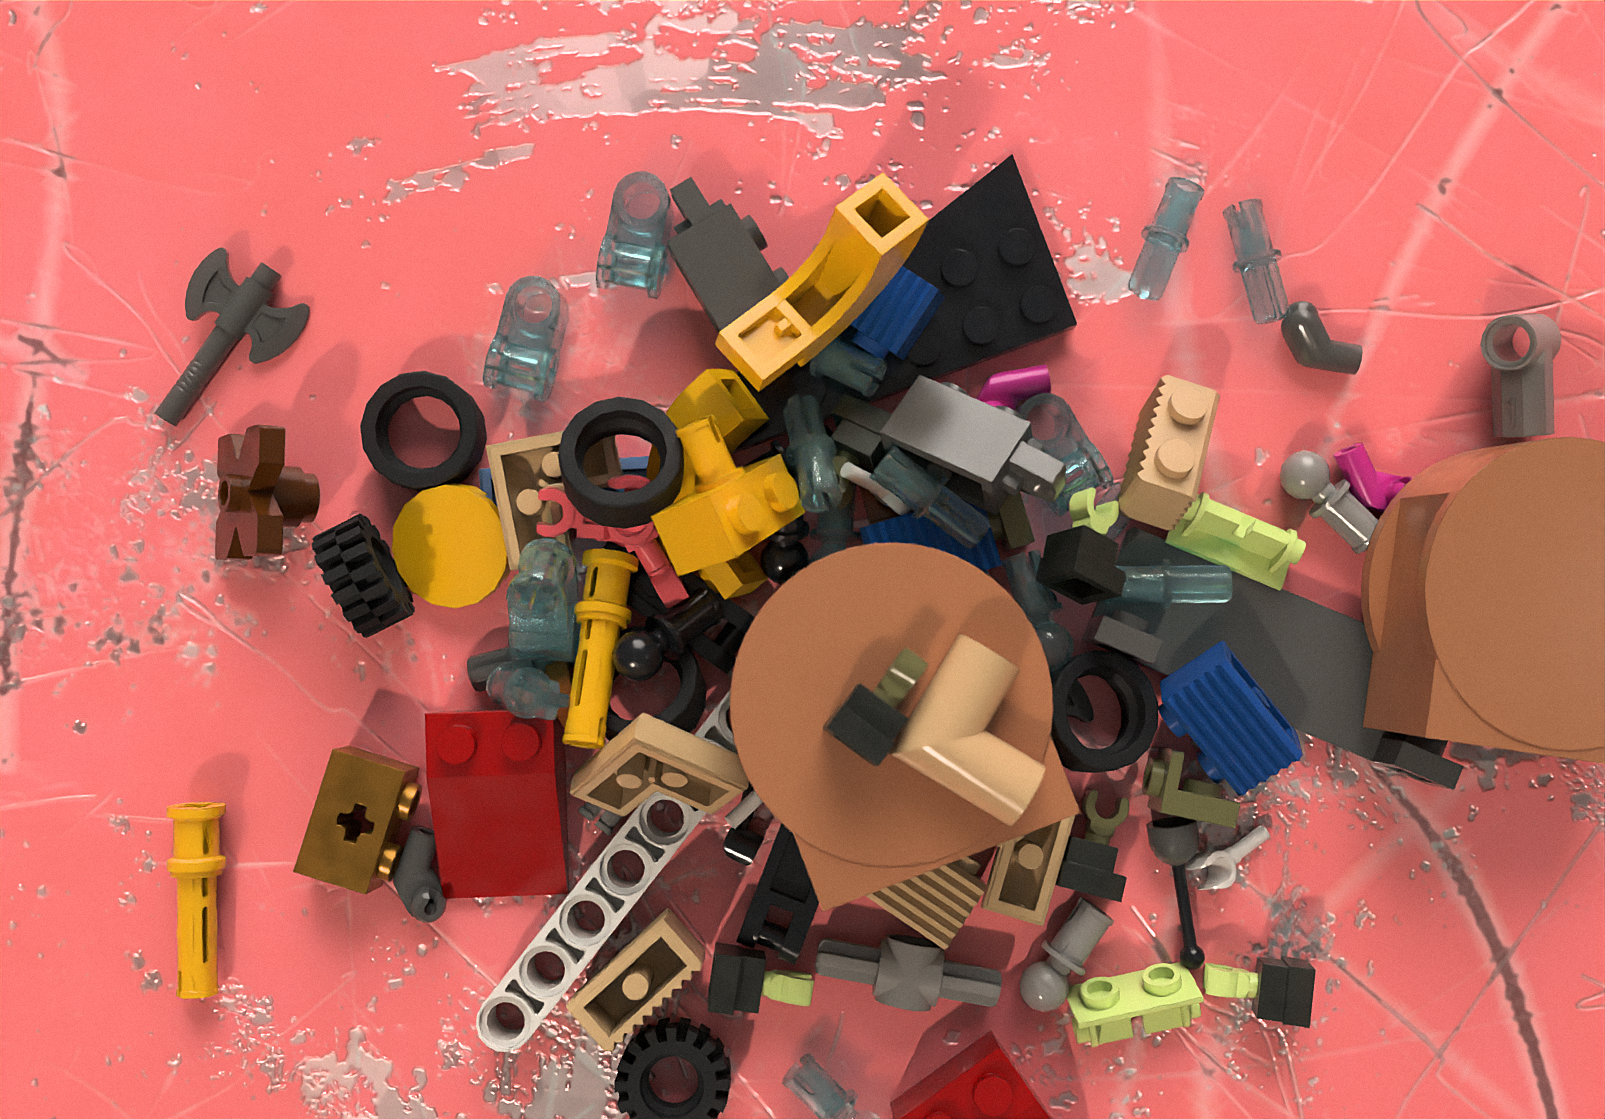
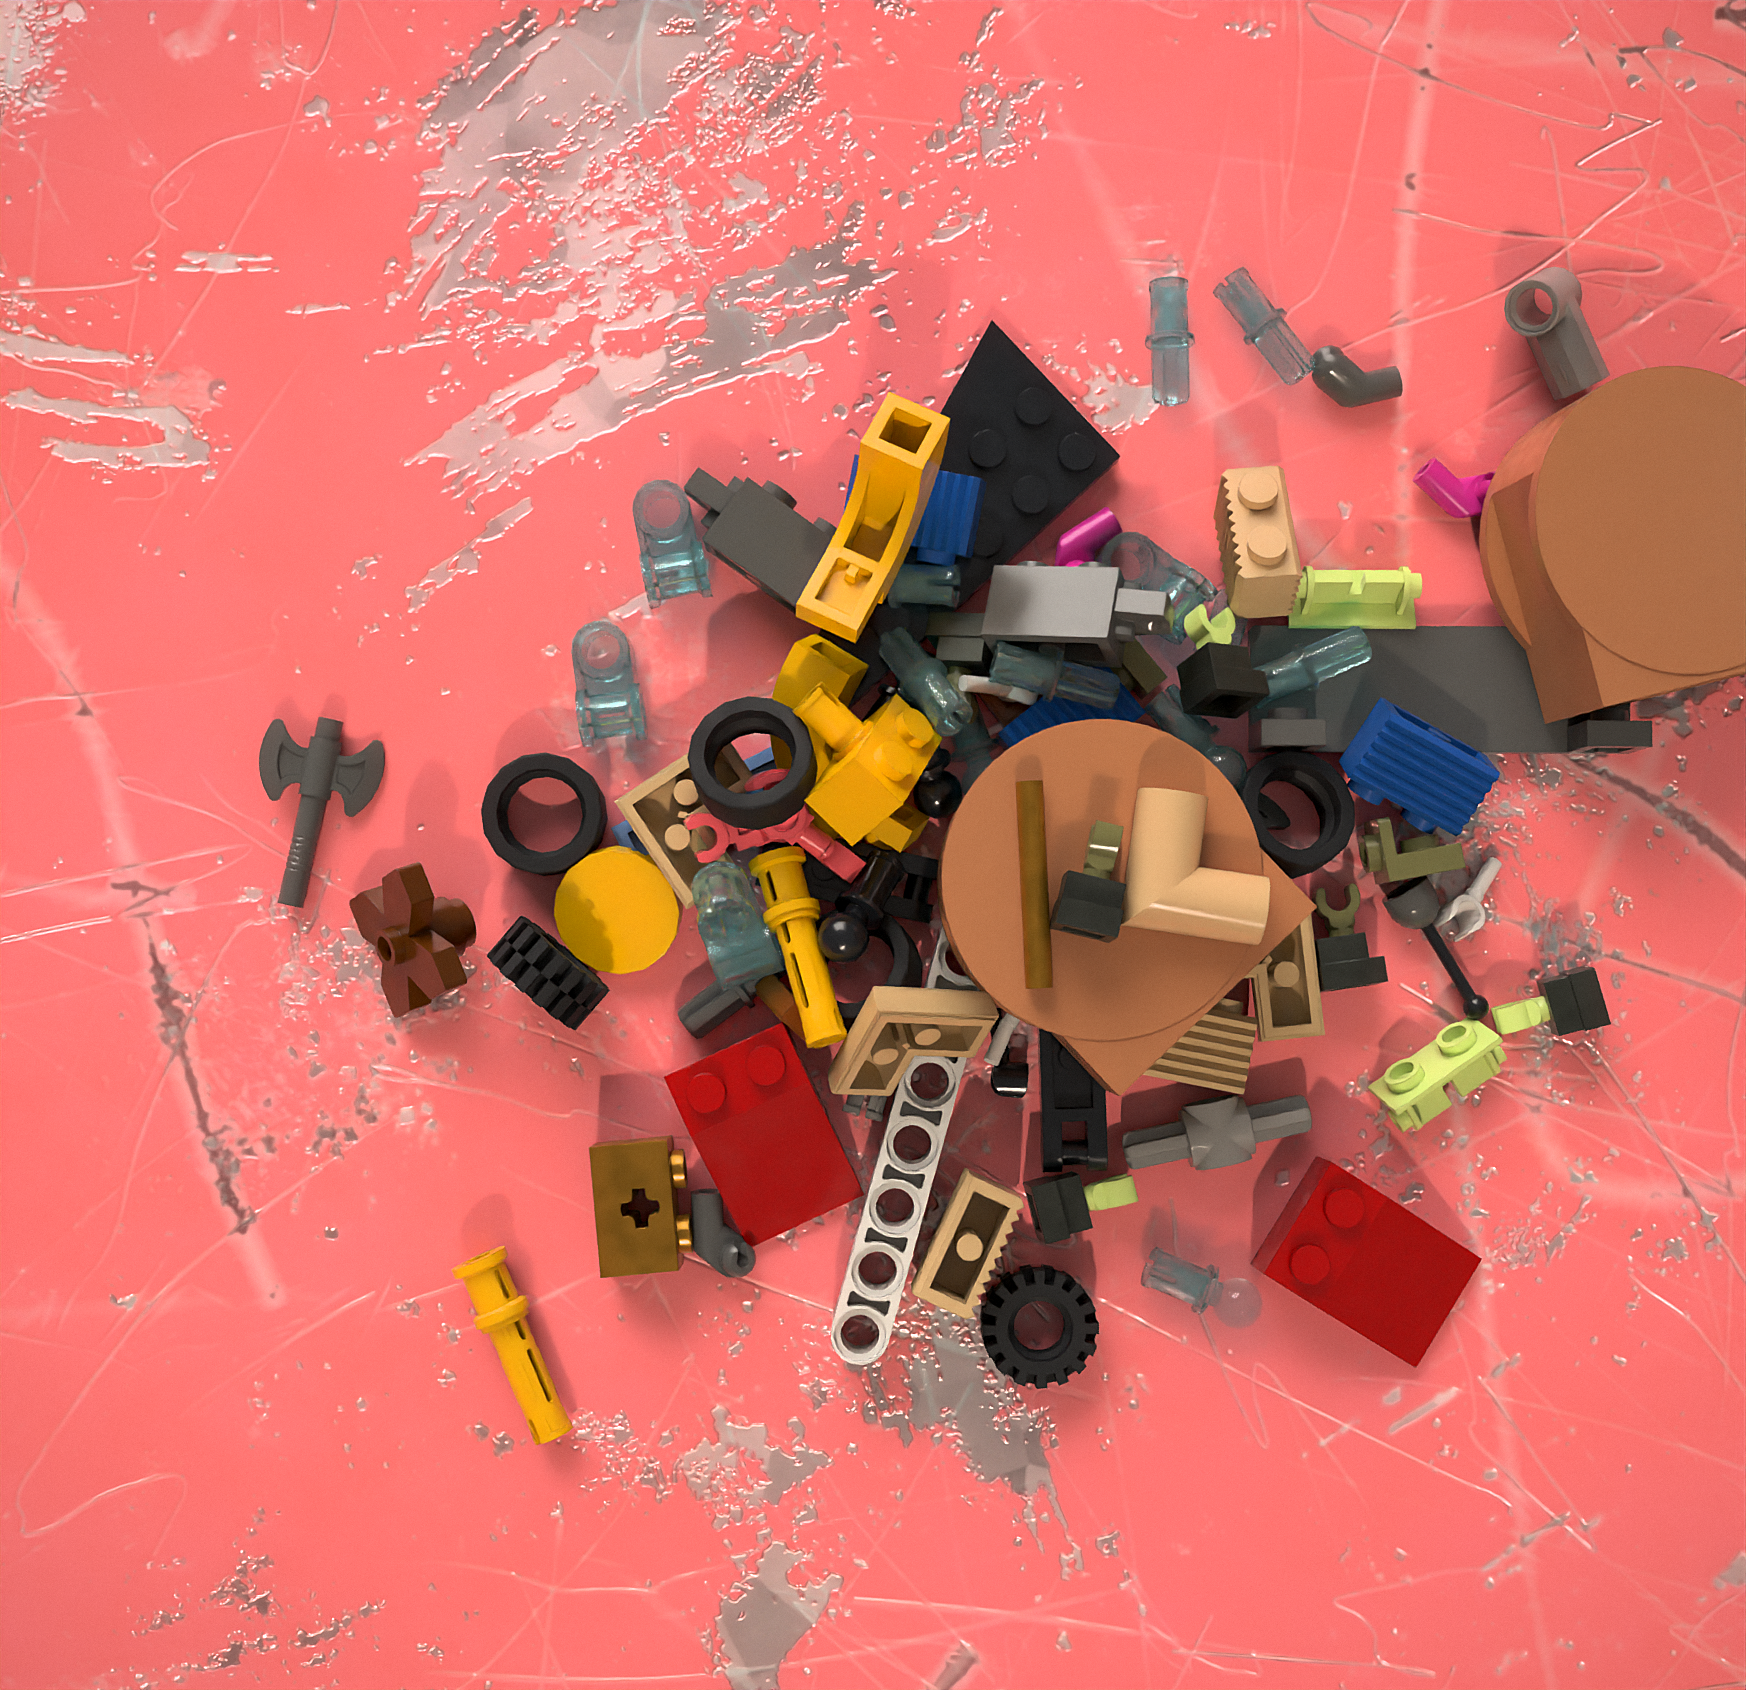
camera: 25 degrees left, 0 degrees up
(526, 692) = (752, 1016): clear light blue axle -> none
(824, 683) = (1034, 884): none -> pearl gold bar
(1046, 982) = (1349, 1089): light grey pin -> none
(1307, 477) = (1396, 510): light grey pin -> none

